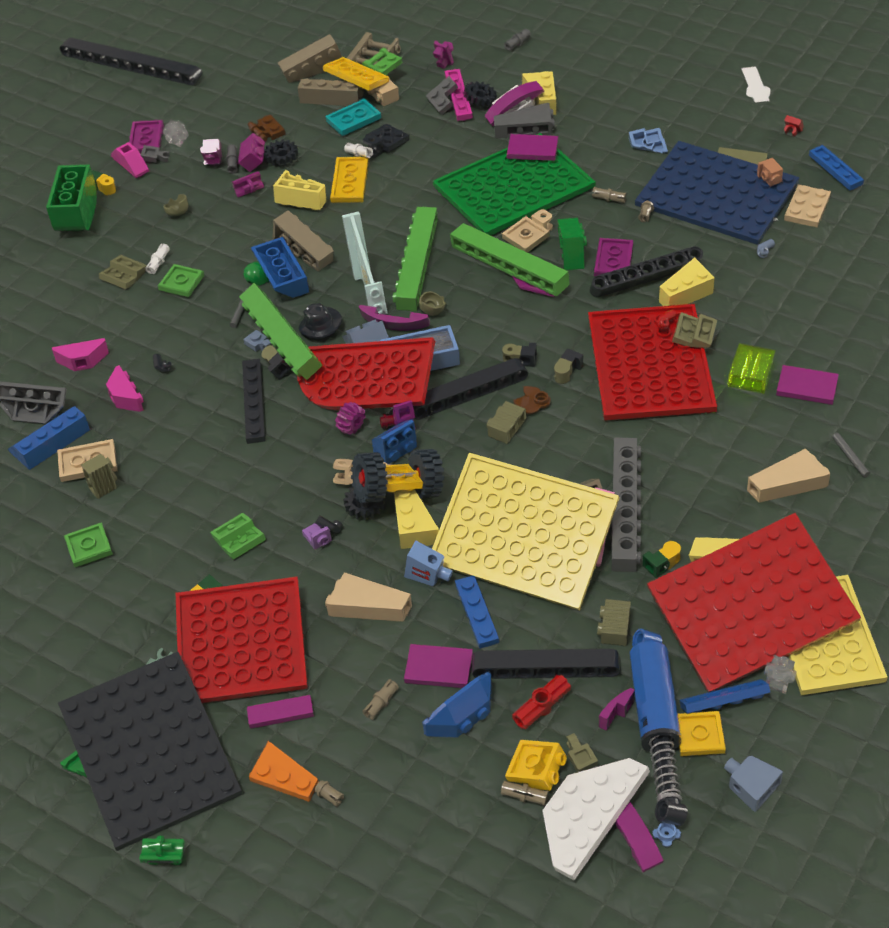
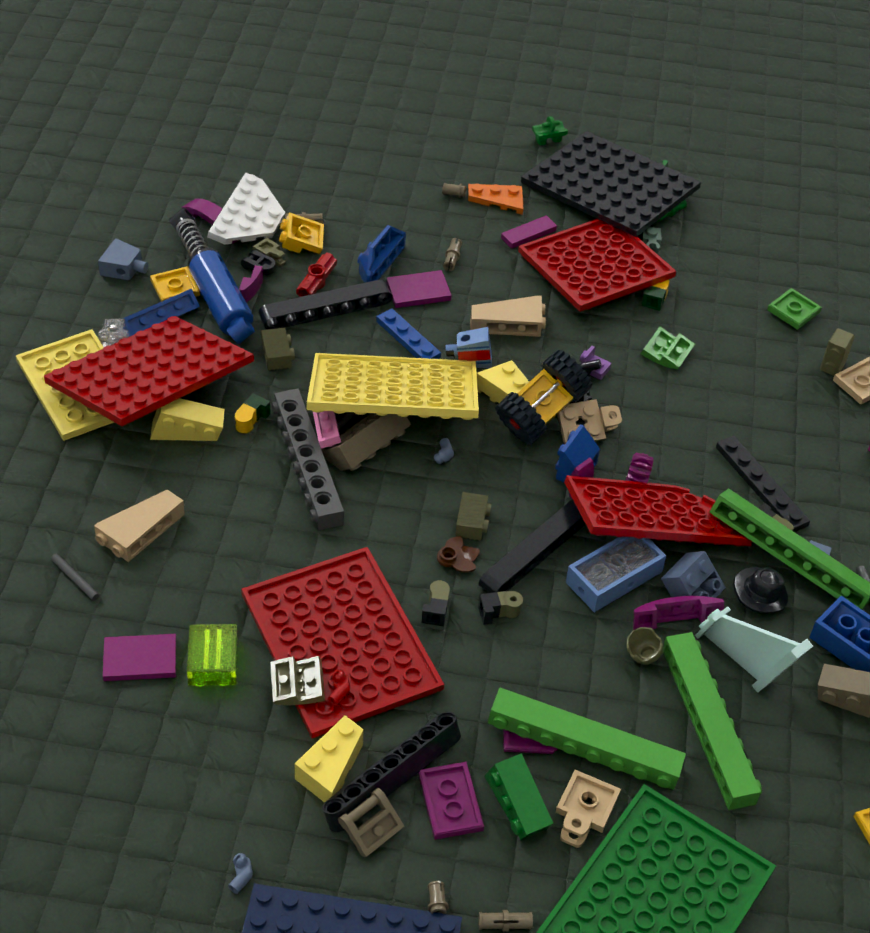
camera: 150 degrees right, 0 degrees up
(594, 735) = (259, 259): none -> black plate
(672, 247) = (377, 828): none -> dark tan plate

